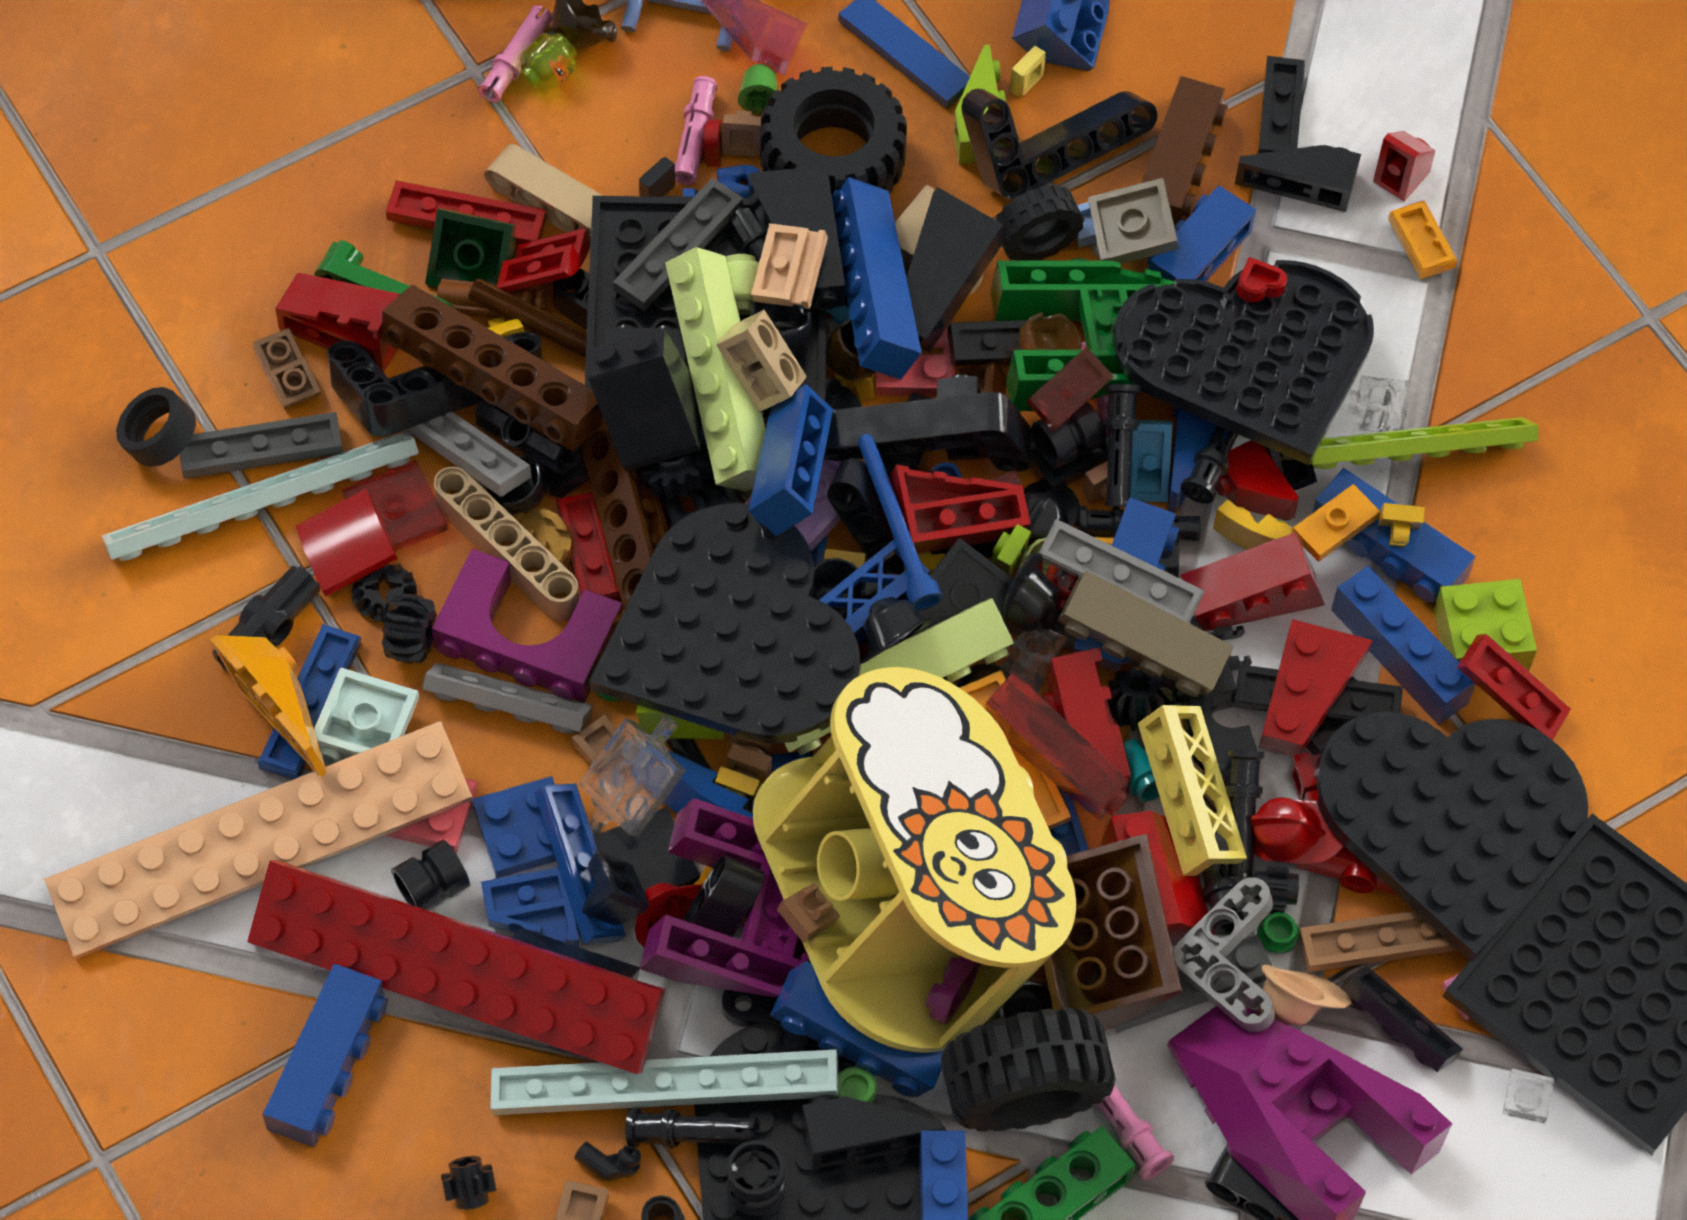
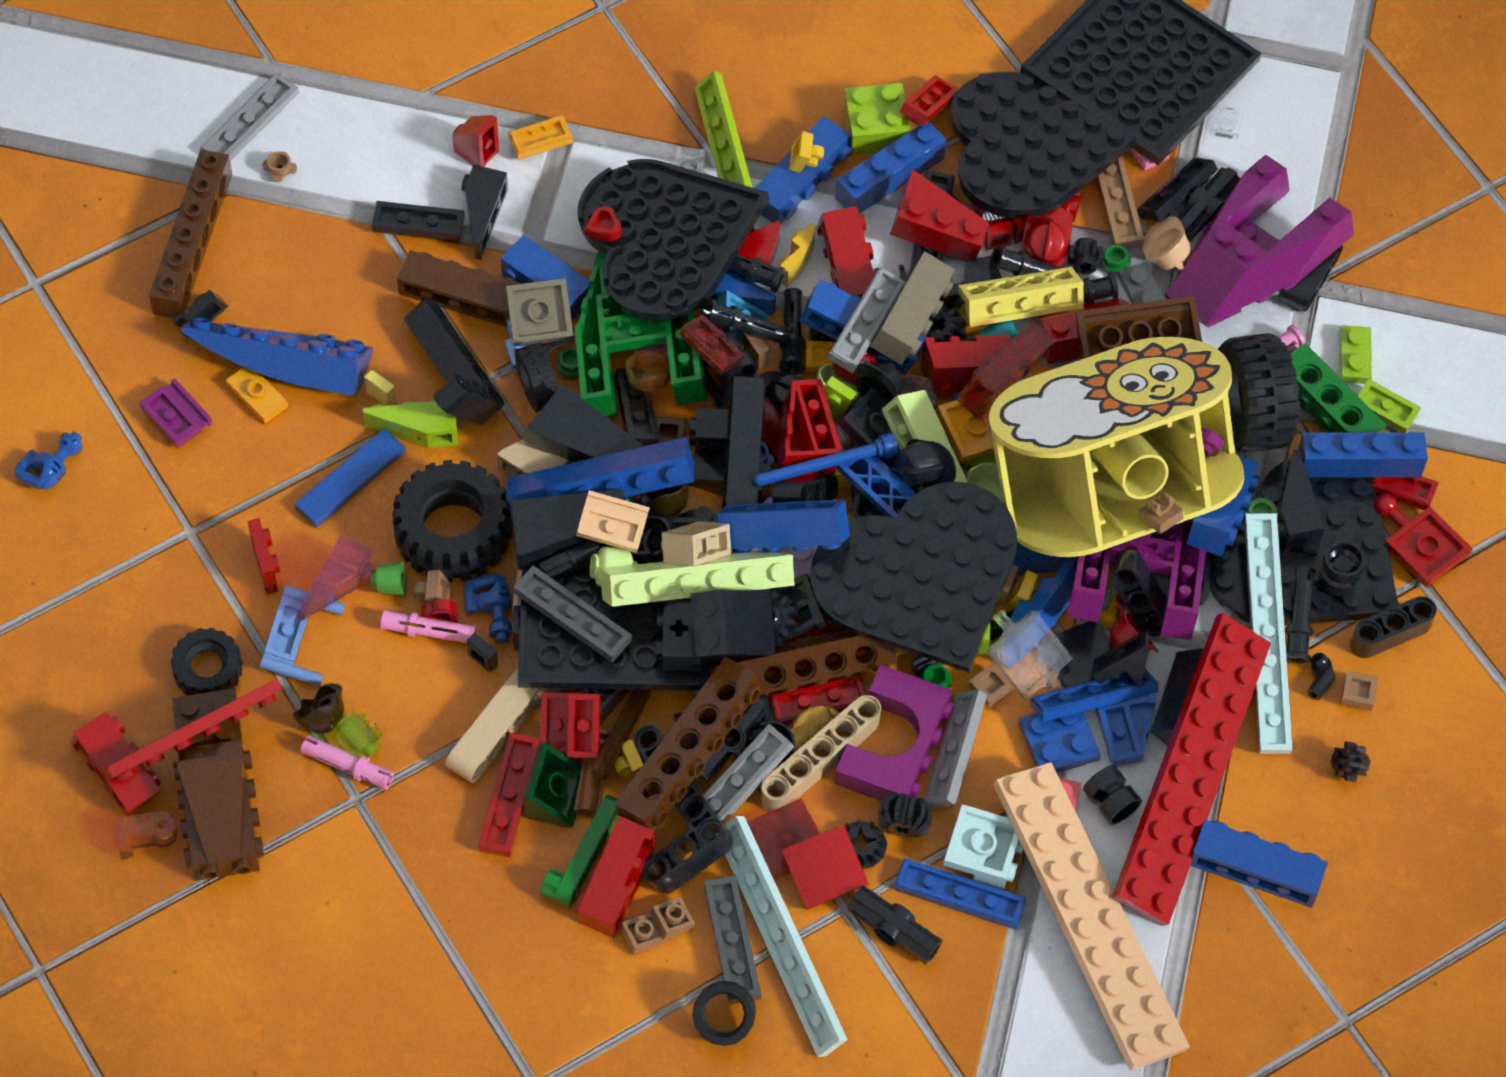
camera: 90 degrees left, 0 degrees up
(271, 686) = (963, 908): light orange wedge -> none
(1215, 949) = (1143, 288): light grey beam -> none
(1336, 522) = (802, 195): light orange plate -> none
(1377, 1050) = (1206, 201): none -> black piece

